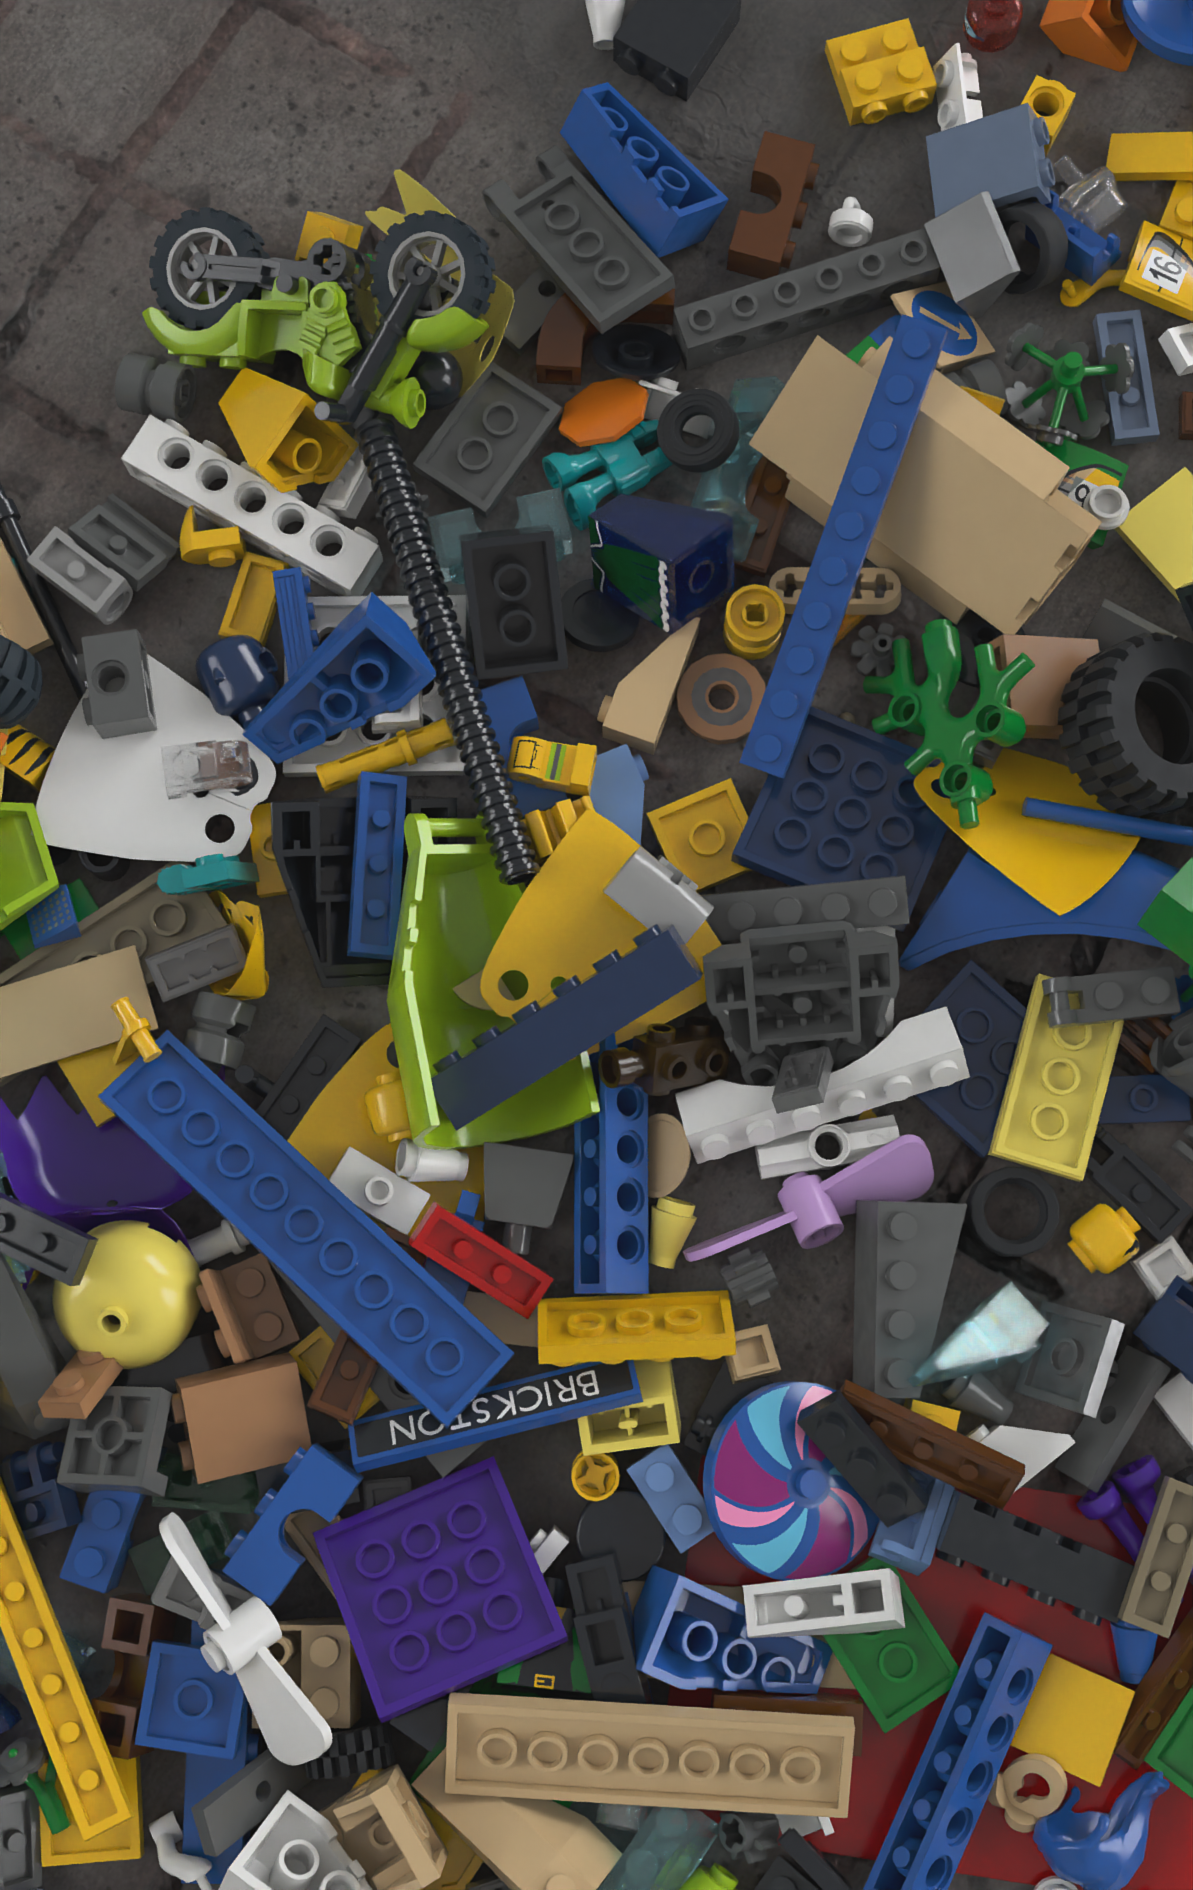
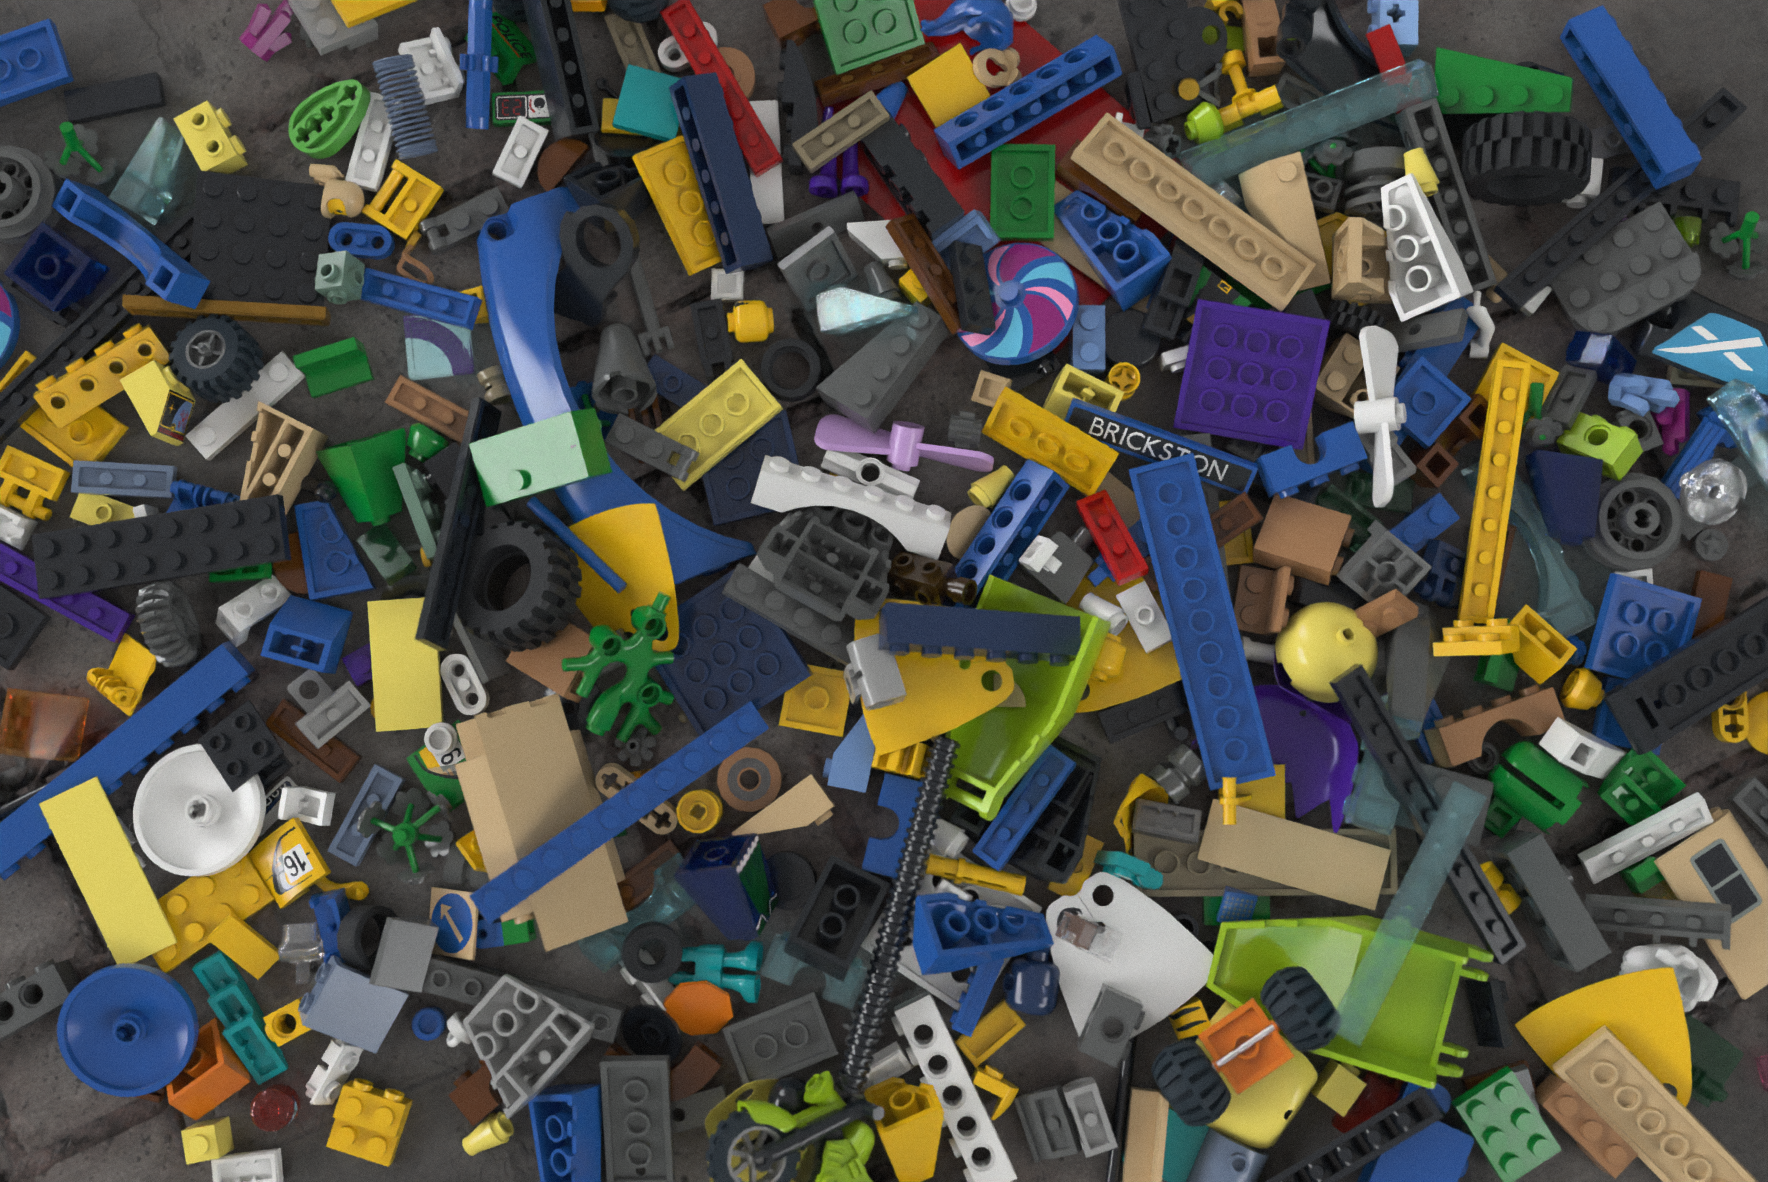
camera: 145 degrees left, 5 degrees up
(443, 776) = (949, 838): none -> white cone
(552, 764) = (881, 799): yellow leg -> none
(554, 1176) = (1040, 555): none -> white tile
(740, 142) = (489, 1133): none -> light yellow cone
(775, 242) = (524, 1039): none -> light grey wedge
(802, 1080) = (863, 512): flat silver plate -> none
(825, 1605) = (1045, 227): white slope -> none
(891, 211) = (429, 1023): none -> blue tile
(1102, 87) = (241, 1017): none -> teal slope
(1124, 586) = (464, 685): none -> white plate

